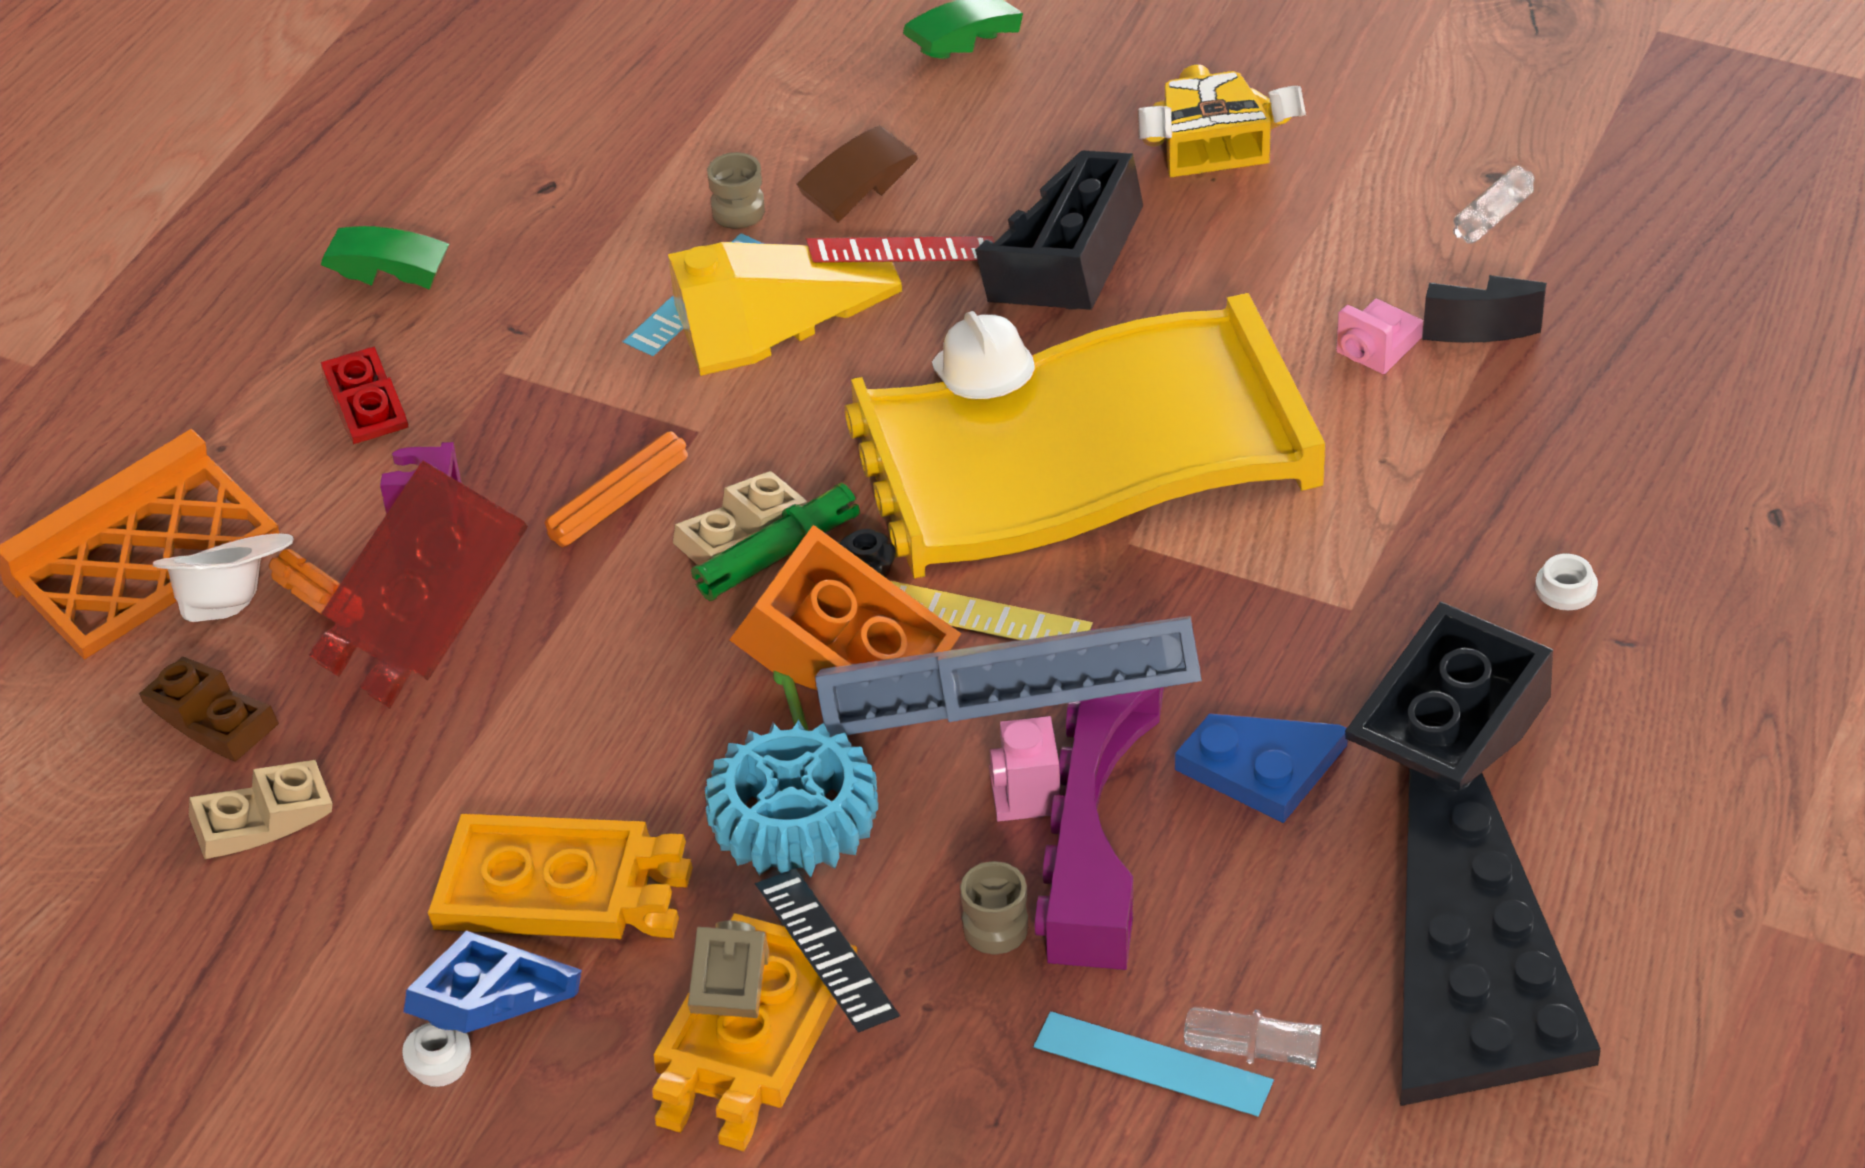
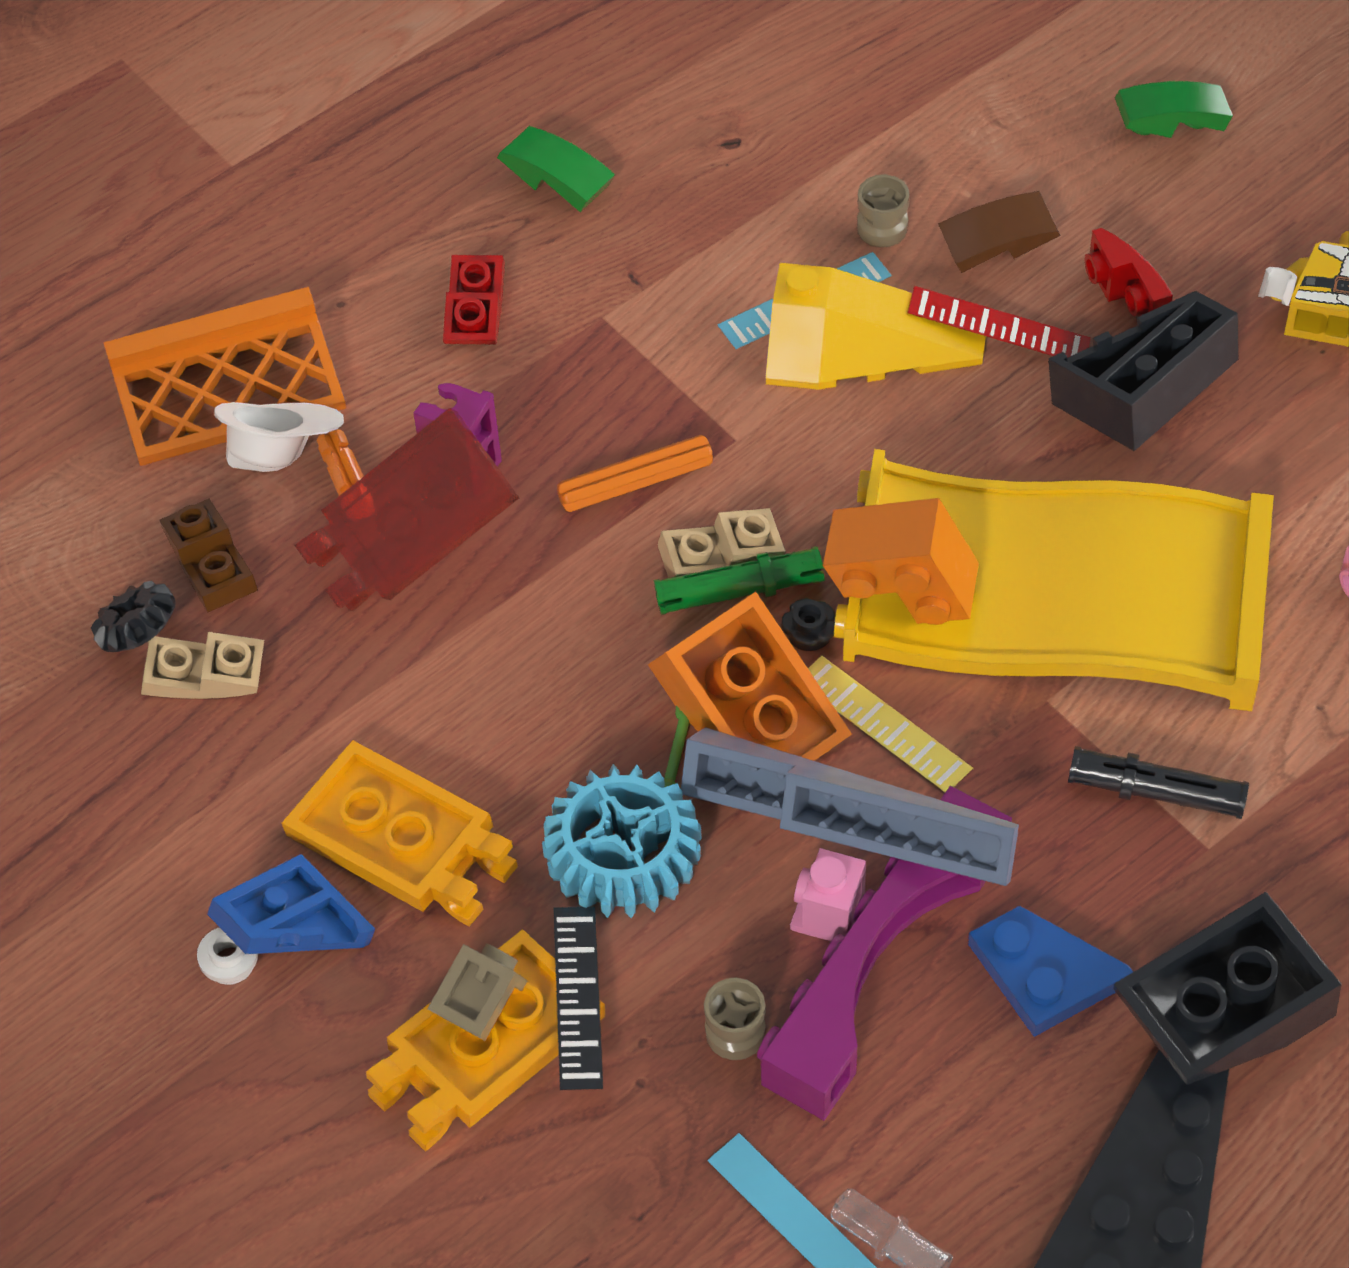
camera: 25 degrees right, 10 degrees up
(162, 787) = (133, 617): none -> black gear
(935, 442) = (903, 551): none -> orange brick
(983, 358) = (1006, 471): white piece -> none
(1000, 167) = (1125, 274): none -> red slope
(1252, 571) = (1158, 782): none -> black pin

